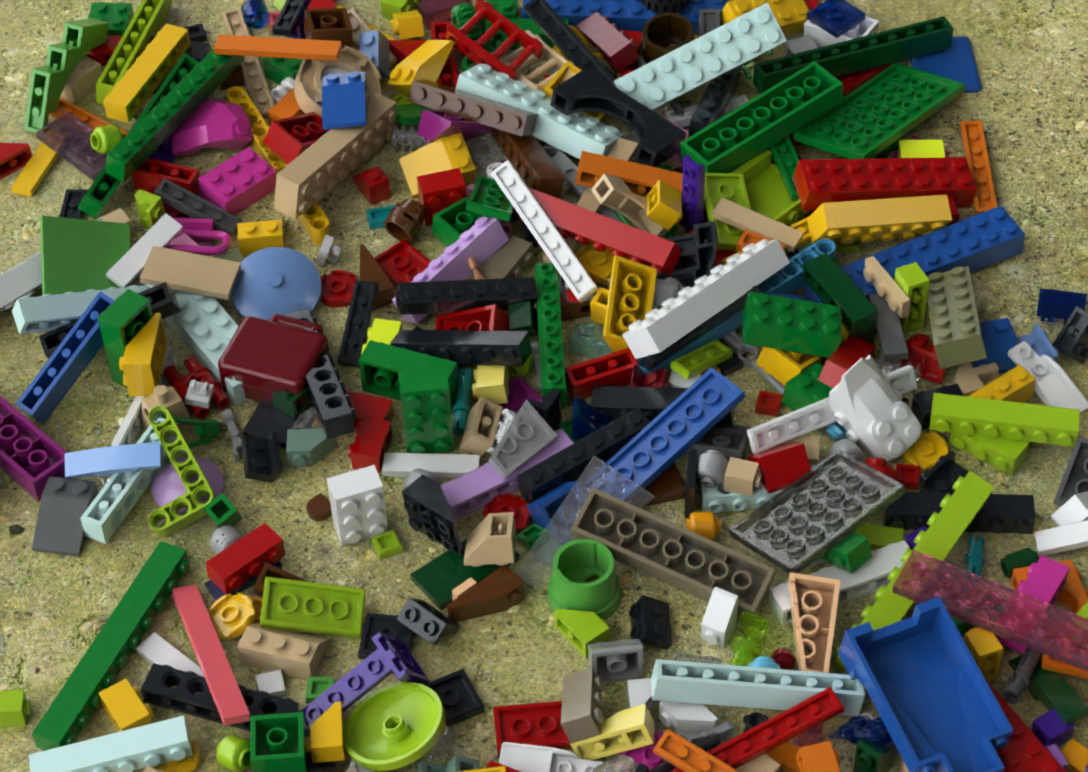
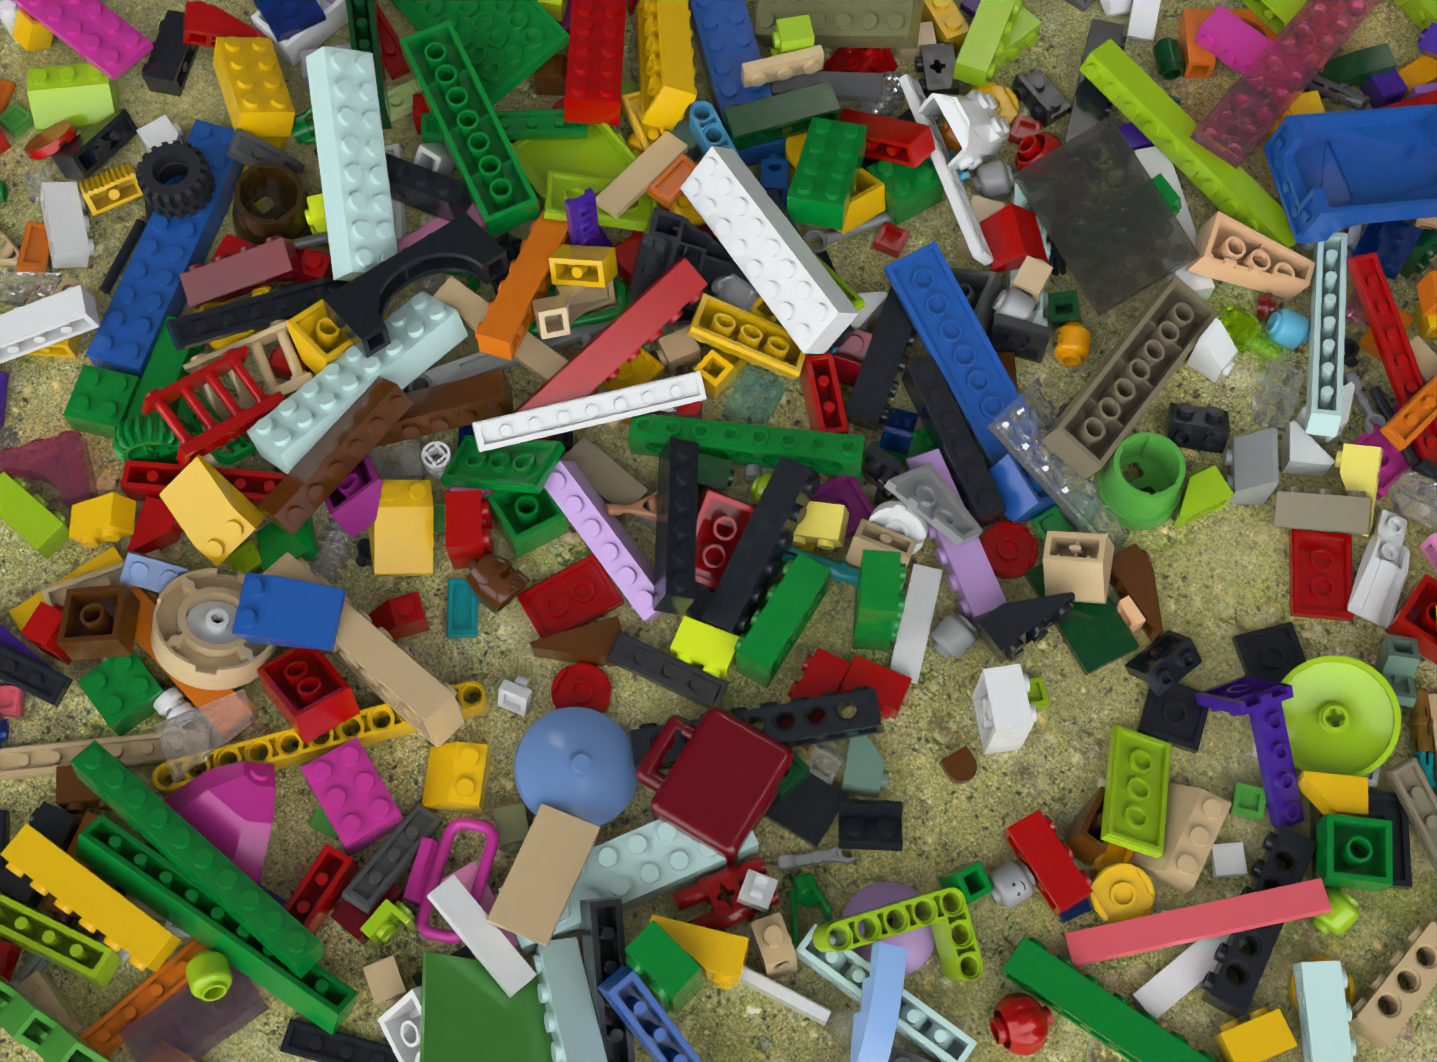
camera: 80 degrees left, 20 degrees up
(122, 564) = (1020, 1023): none -> red plant
(266, 97) = (198, 732): none -> clear wing
(278, 47) = (142, 690): orange tile -> none
(729, 510) = (1064, 308): none -> dark green brick

